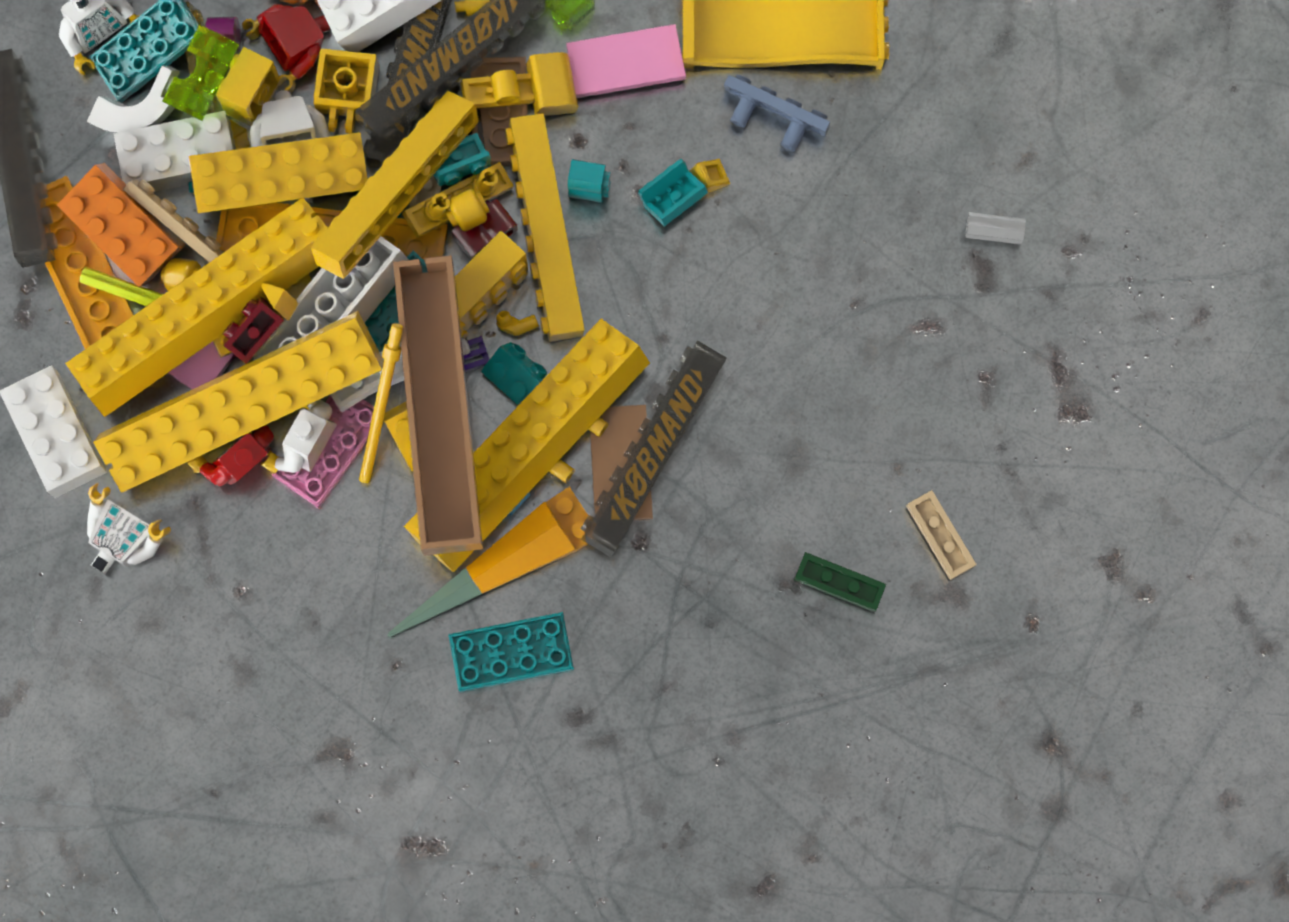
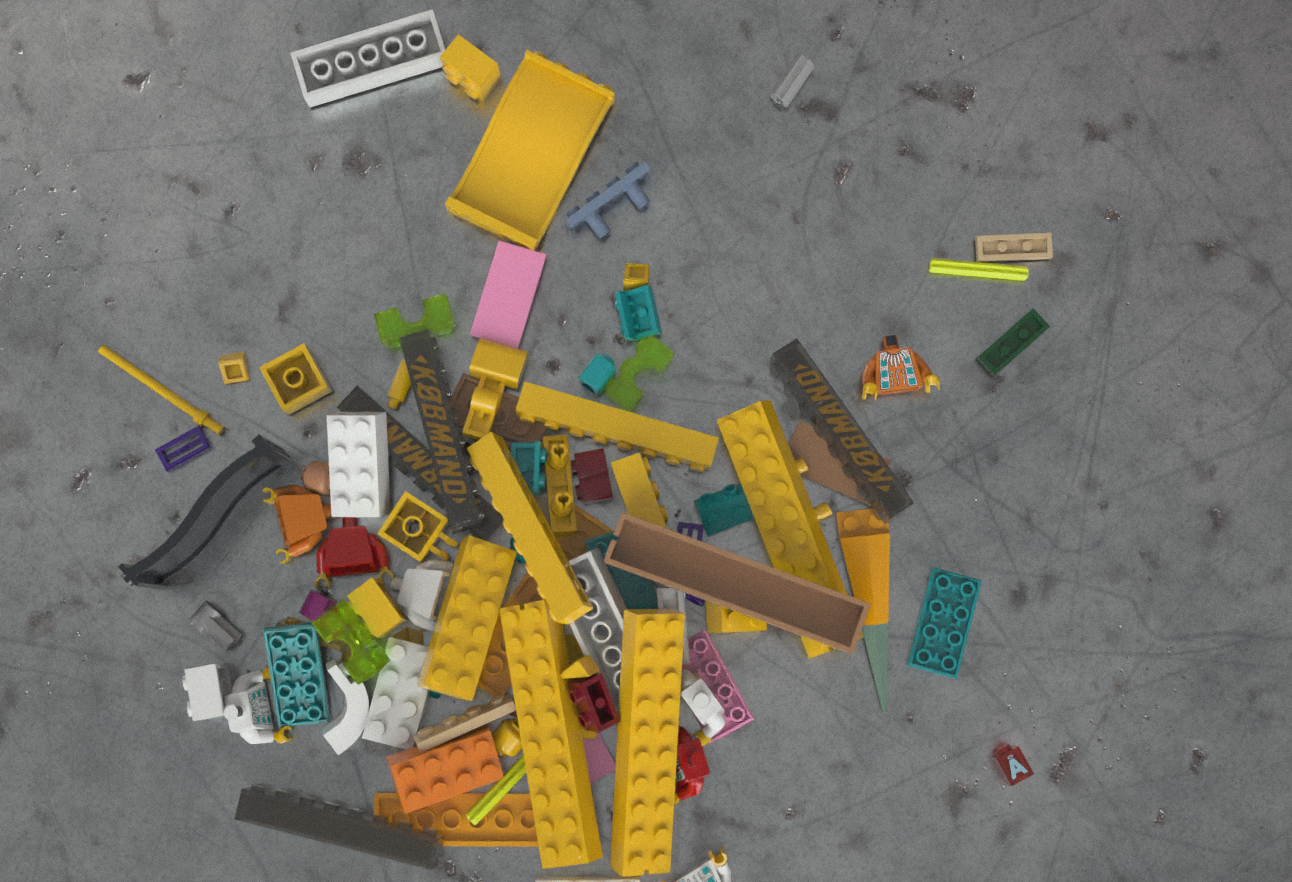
camera: 60 degrees left, 5 degrees up
(391, 355) = (679, 600): yellow bar -> none
(397, 788) = (1012, 764): none -> clear red brick
(467, 210) = (577, 481): yellow head -> none
(515, 326) = (683, 491): yellow arm -> none
(588, 216) = (650, 355): none -> clear neon green arch
(745, 474) = (896, 371): none -> torso
(899, 511) = (978, 269): none -> neon yellow axle

